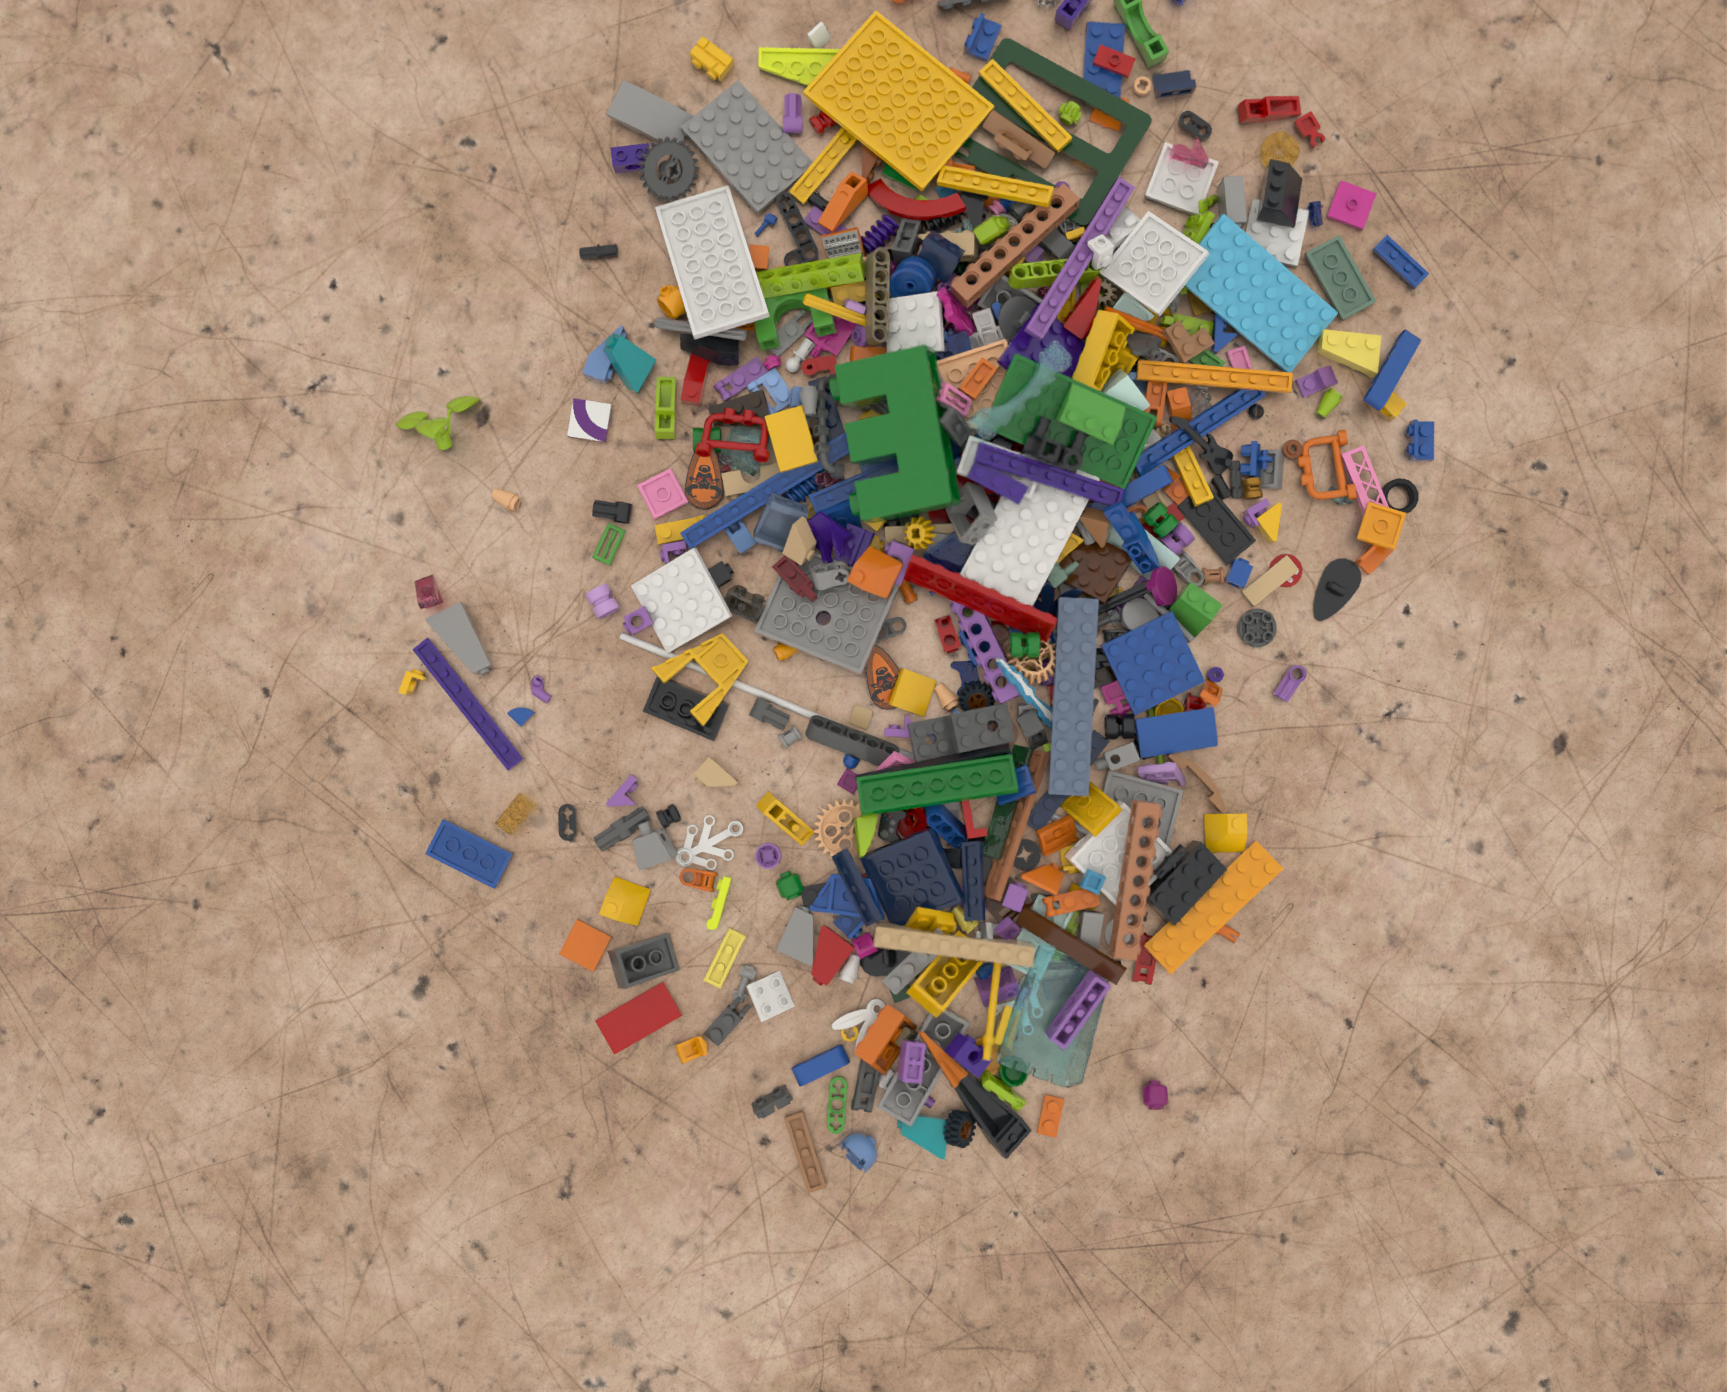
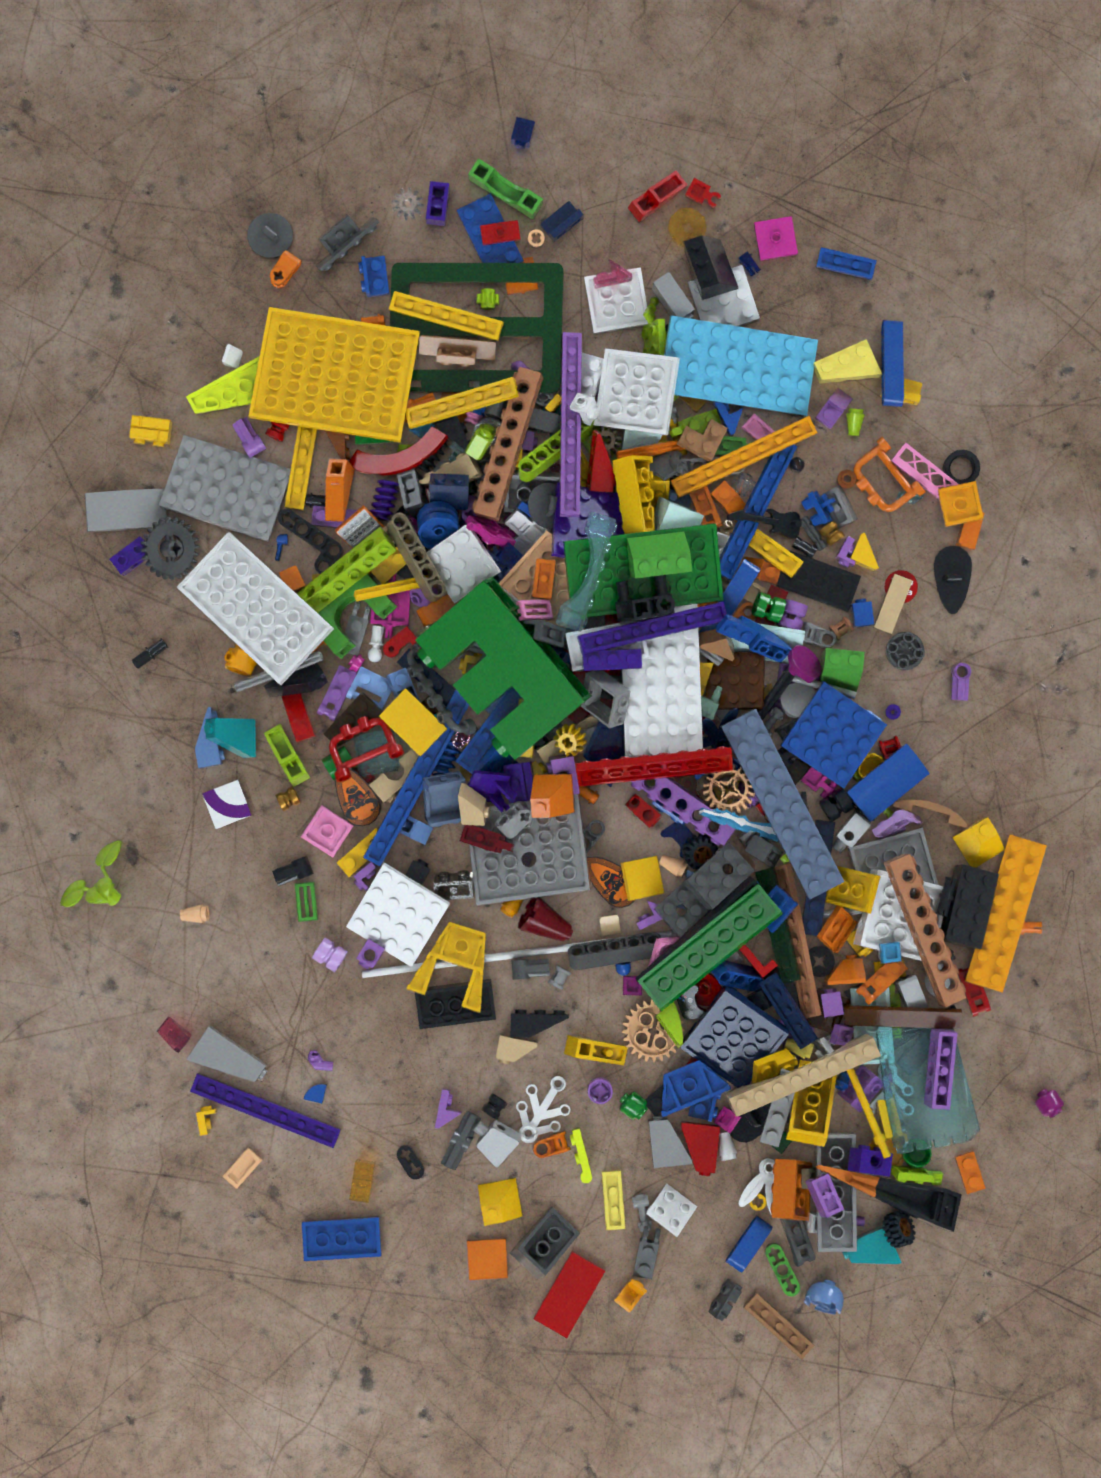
camera: 30 degrees left, 0 degrees up
(419, 742) = (242, 1167): none -> light nougat tile
(644, 445) = (287, 798): none -> pearl gold wheel
(742, 763) = (530, 1024): none -> black slope
(805, 680) = (544, 921): none -> dark red cone
(809, 399) = (409, 680): light grey cone -> none
(854, 305) = (400, 575): lavender tile -> none
(856, 887) = (692, 1074): dark blue plate -> none
(1032, 644) = (721, 780): green wheel -> none
(1198, 123) = (603, 242): black beam -> none
(1210, 692) = (897, 730): orange plate -> none
(1340, 277) = (802, 307): sand green plate -> none
(1420, 440) = (952, 408): blue bracket -> none

